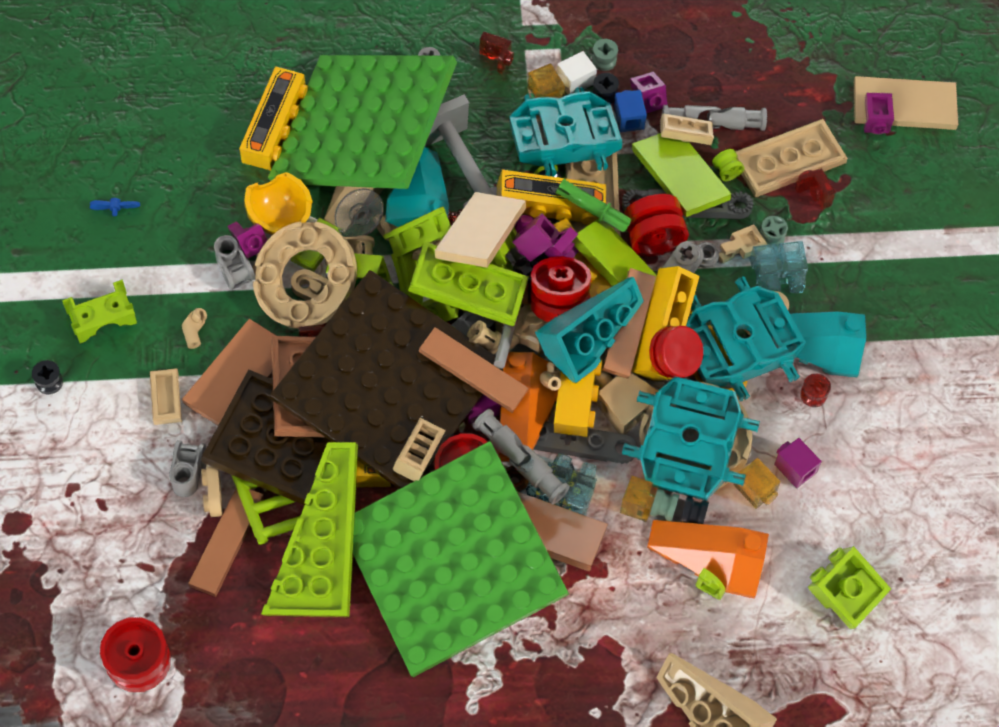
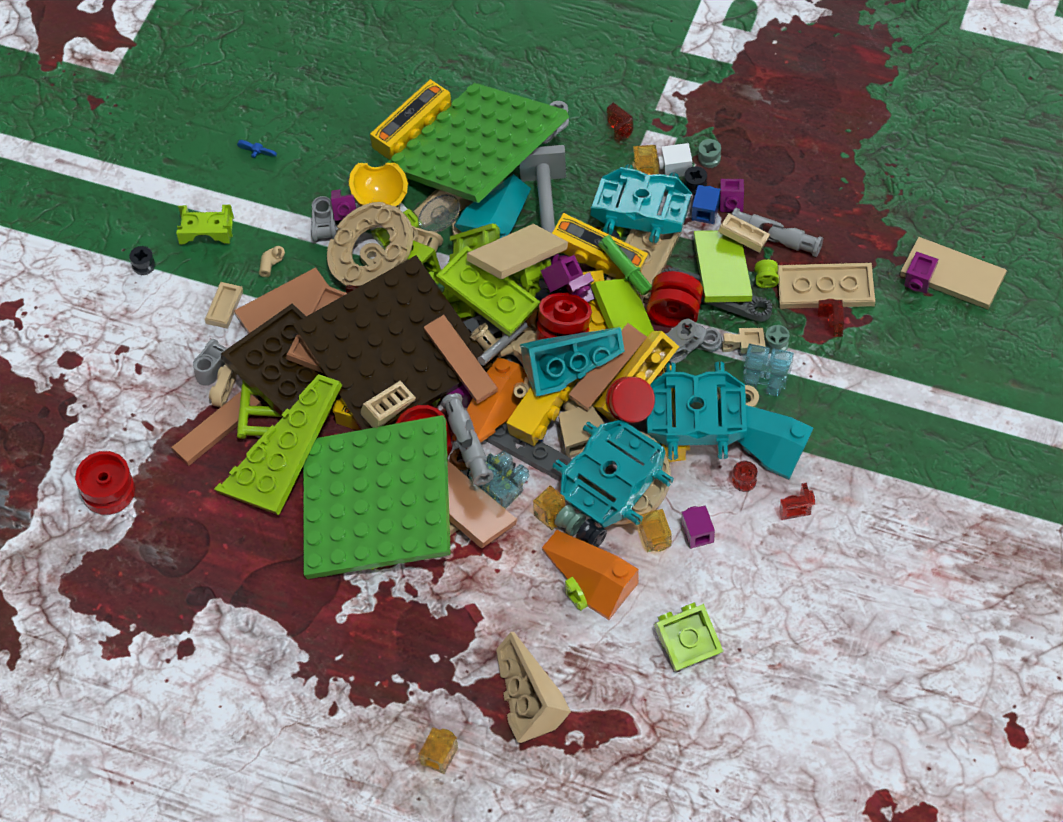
camera: 30 degrees right, 5 degrees down
(884, 401) = (797, 506): none -> clear red bracket

